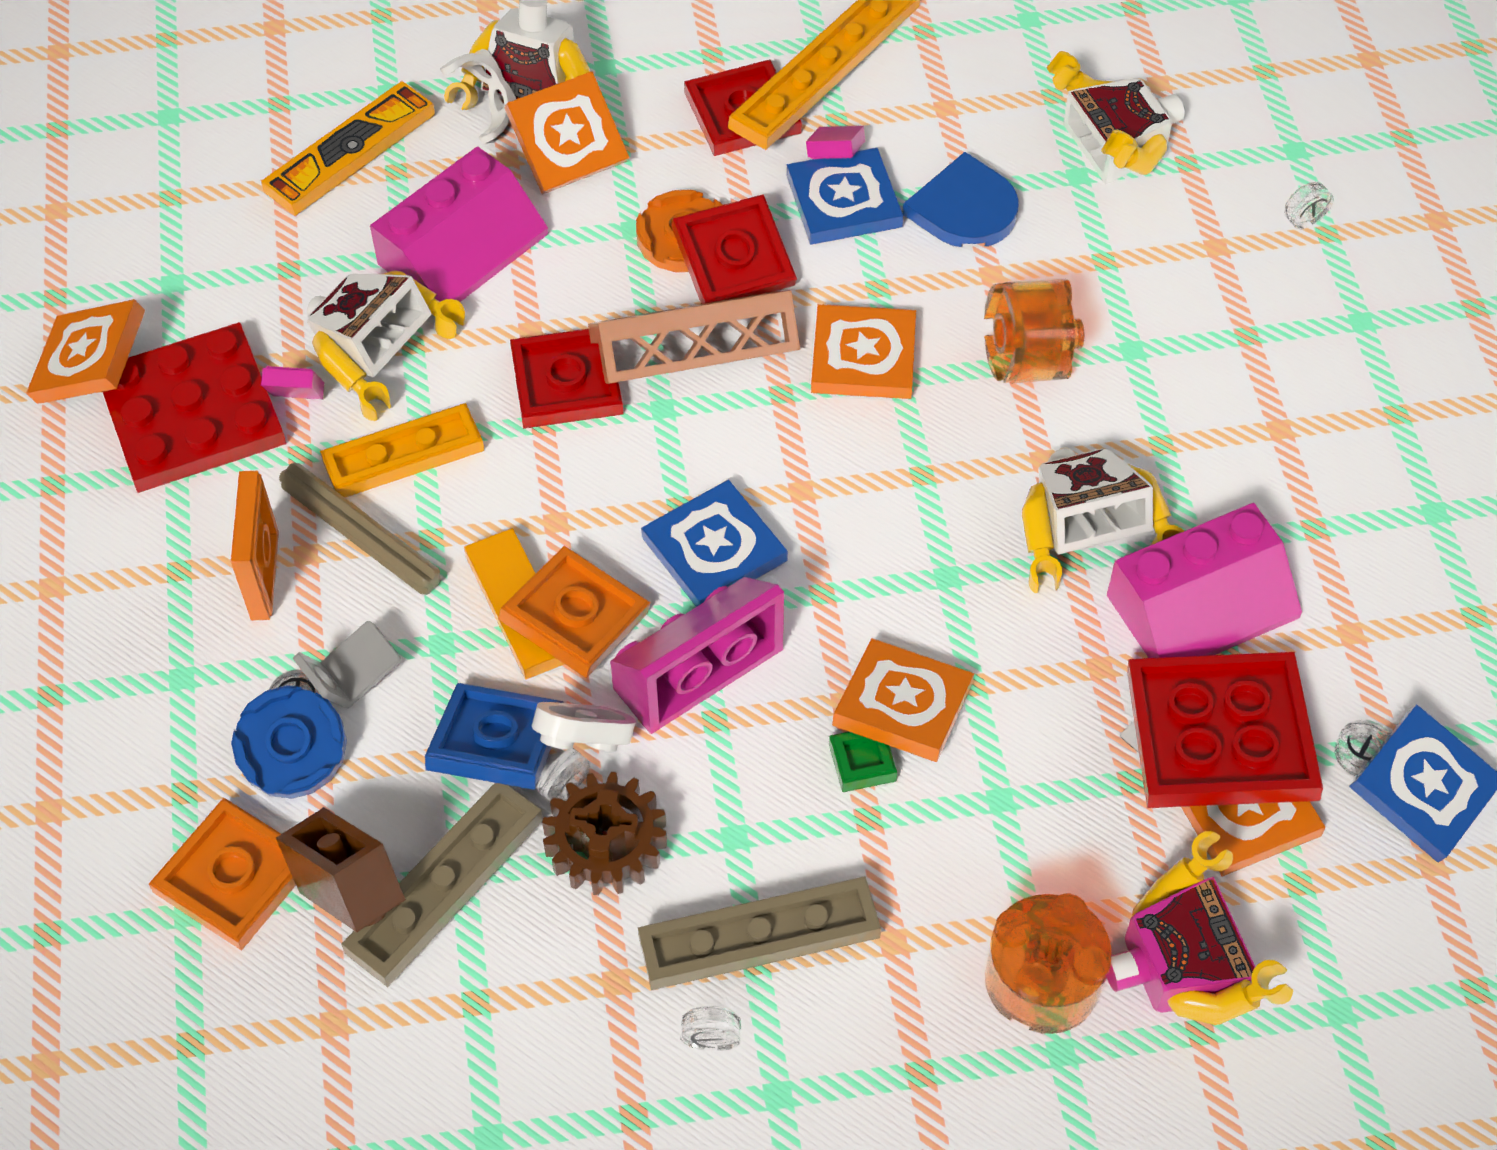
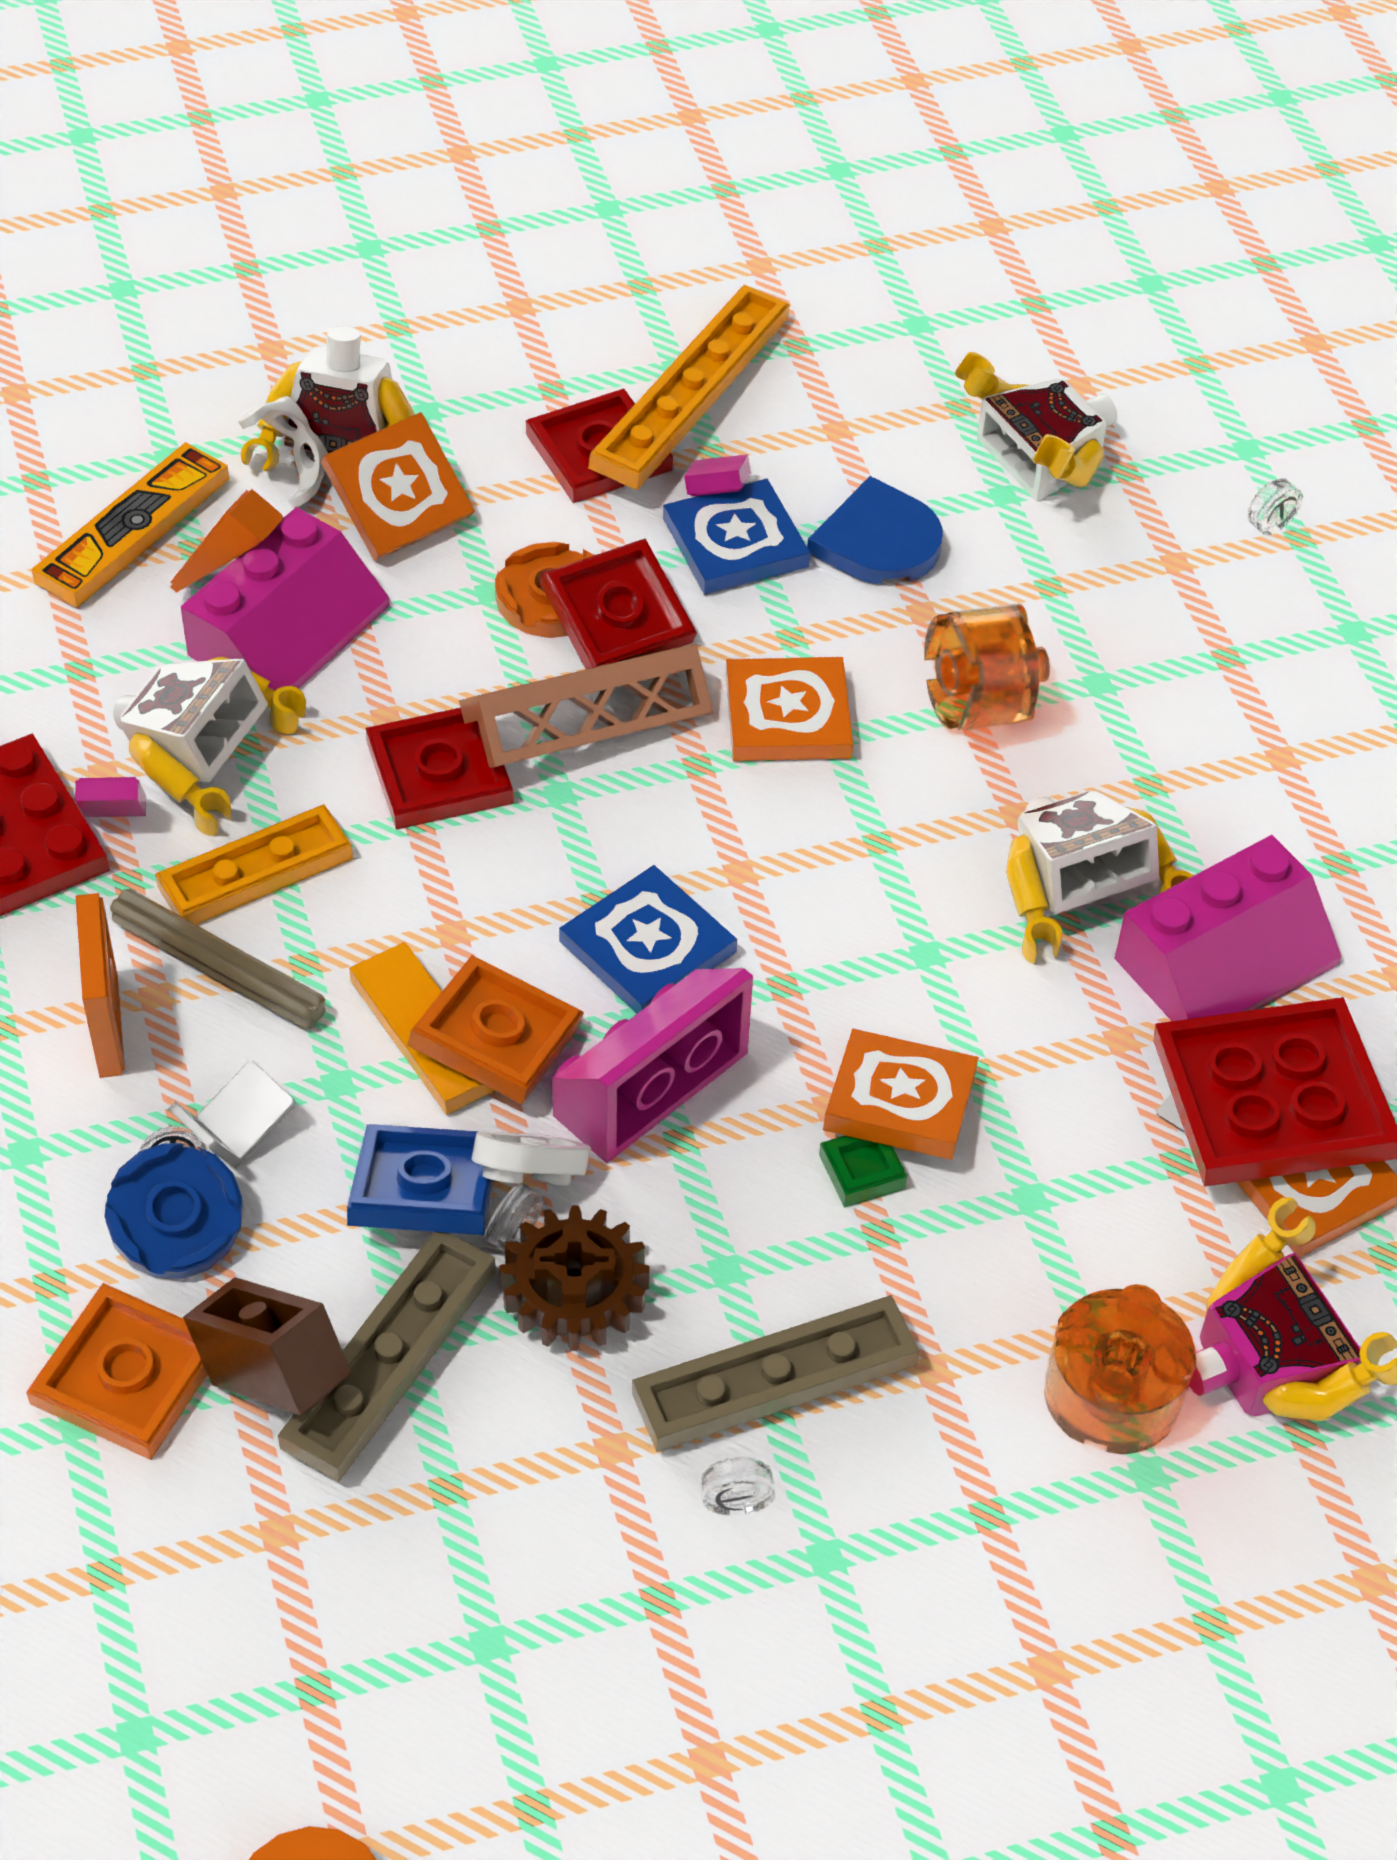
camera: 10 degrees left, 5 degrees down
(422, 165) = (236, 532): none -> orange slope

